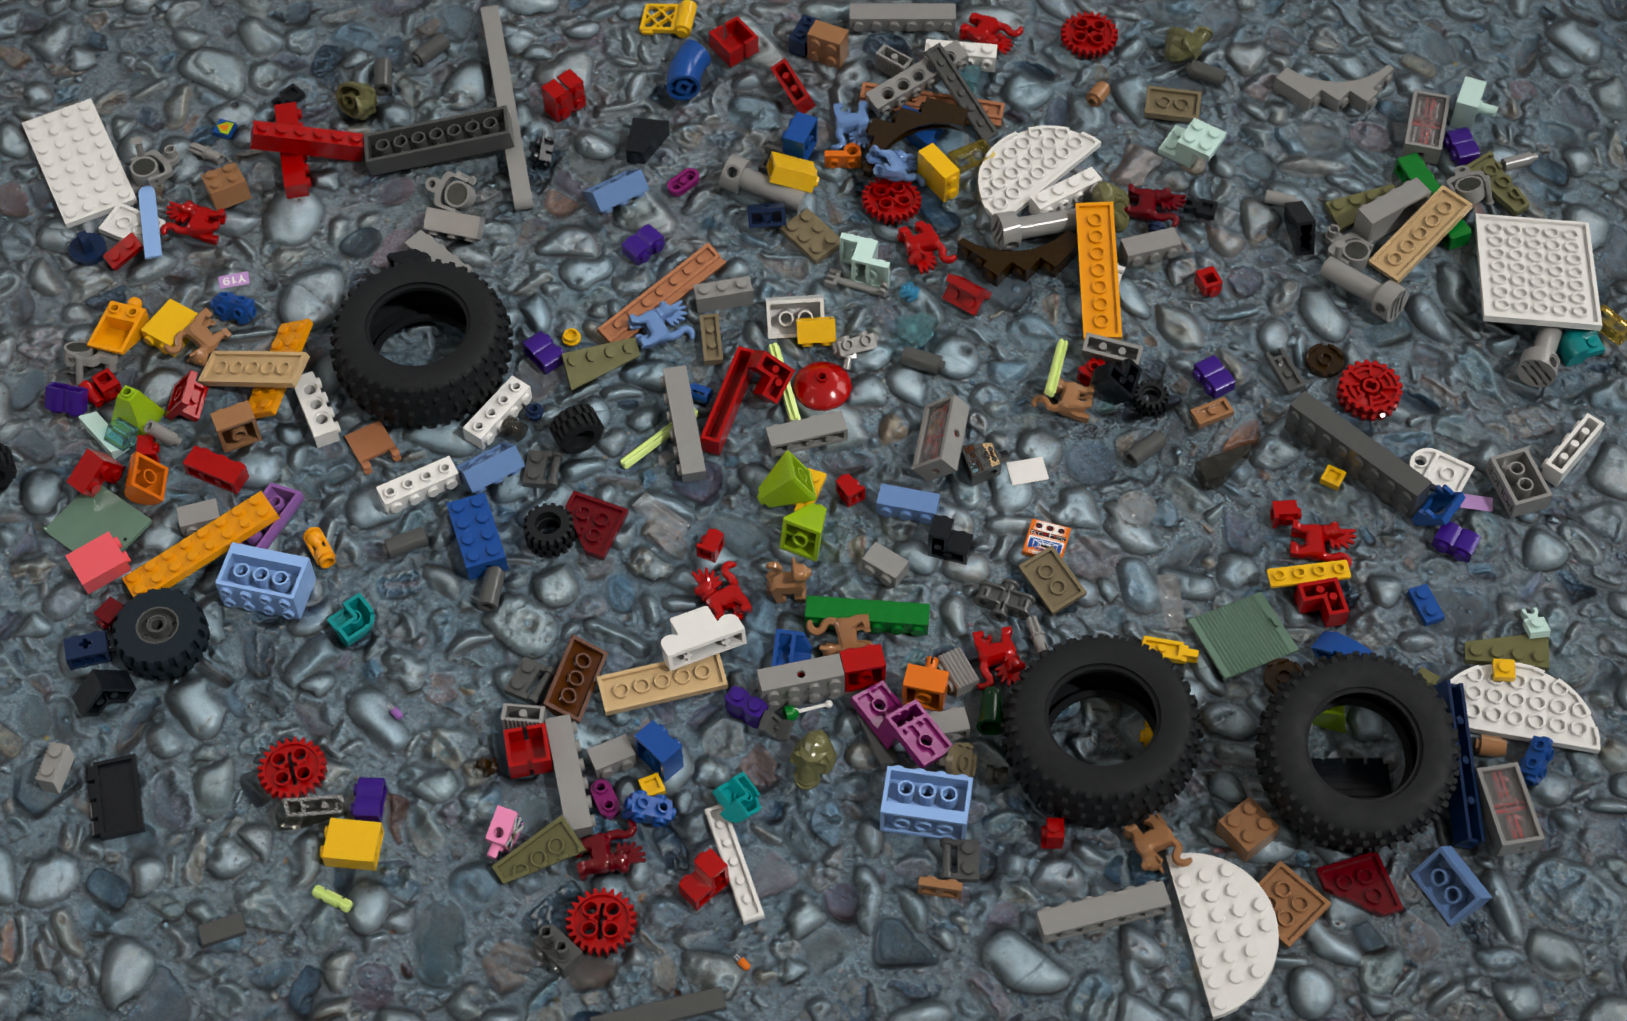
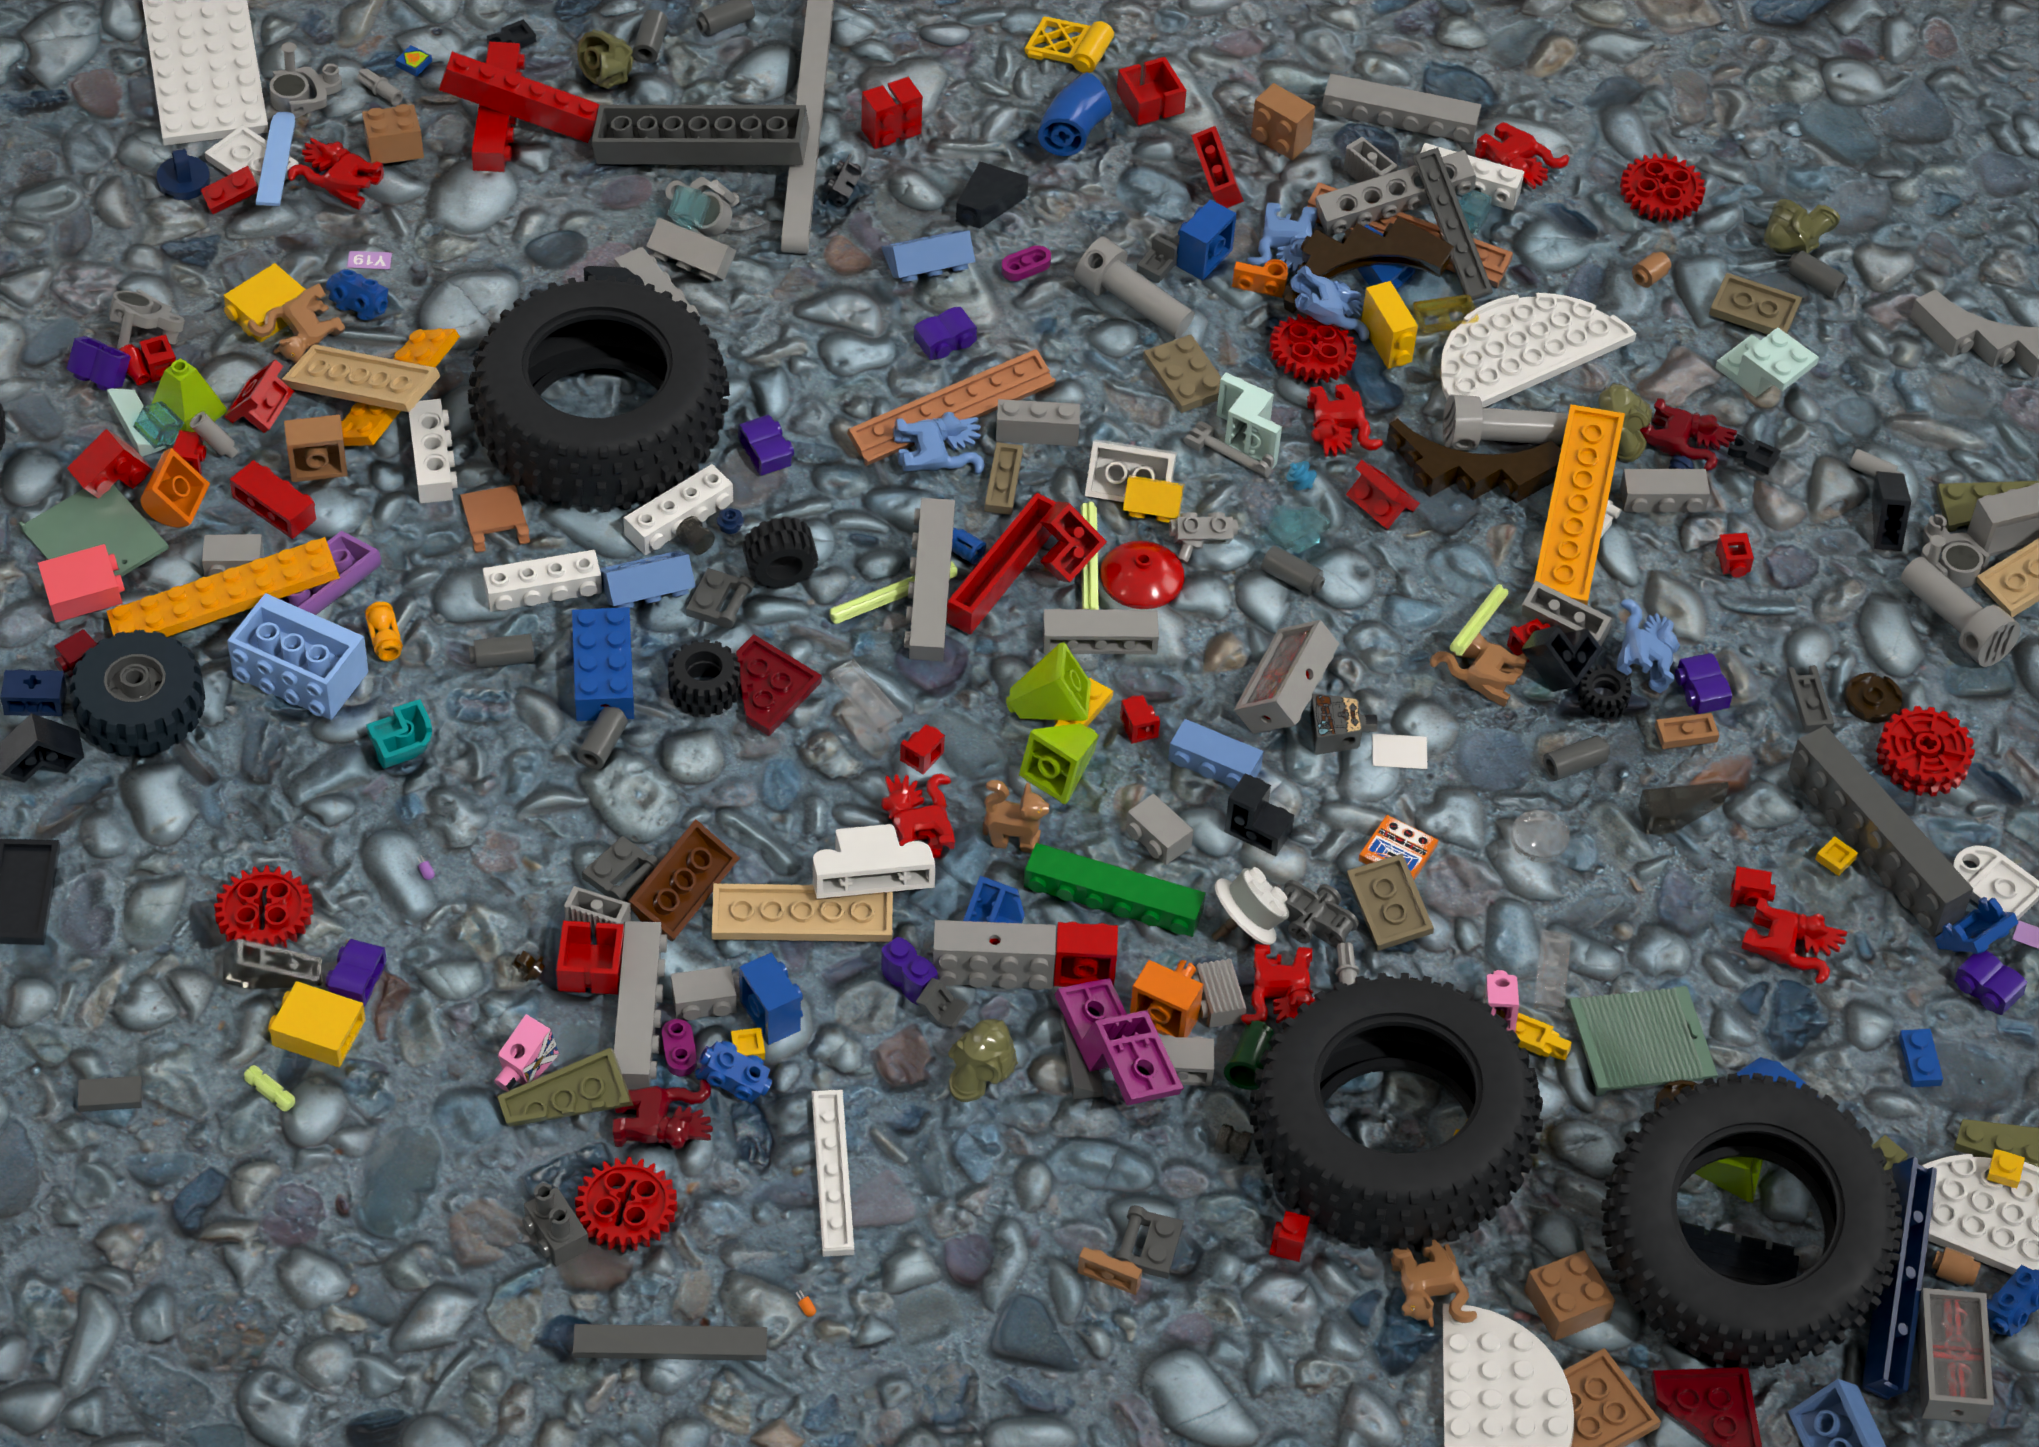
camera: 10 degrees right, 5 degrees down
(119, 327) = (196, 285): light orange slope -> none
(445, 195) = (689, 207): none -> clear light blue brick
(571, 337) = (810, 434): yellow plate -> none
(592, 362) = (830, 472): olive wing -> none
(706, 881) = (787, 1183): red brick -> none
(738, 798) = (861, 1086): teal brick -> none
(766, 215) = (1129, 330): dark blue brick -> none
(791, 712) = (971, 993): hinge -> none
(792, 172) = (1181, 280): yellow brick -> none
(798, 37) = (1242, 105): dark blue brick -> none
(846, 632) = (1076, 899): medium nougat animal -> none
(925, 803) = (1121, 1153): light blue brick -> none
(959, 760) = (1185, 1111): dark tan tile -> none
(964, 606) = (1252, 906): none -> piece
(1065, 193) = (1560, 390): white brick -> none
(1102, 911) = (1330, 1356): light grey brick -> none
(1147, 629) = (1502, 994): none -> bright pink torso
(1172, 360) = (1649, 647): none -> medium blue animal
(1308, 572) = (1759, 975): yellow bracket -> none
(1323, 596) = (1772, 1010): red brick -> none

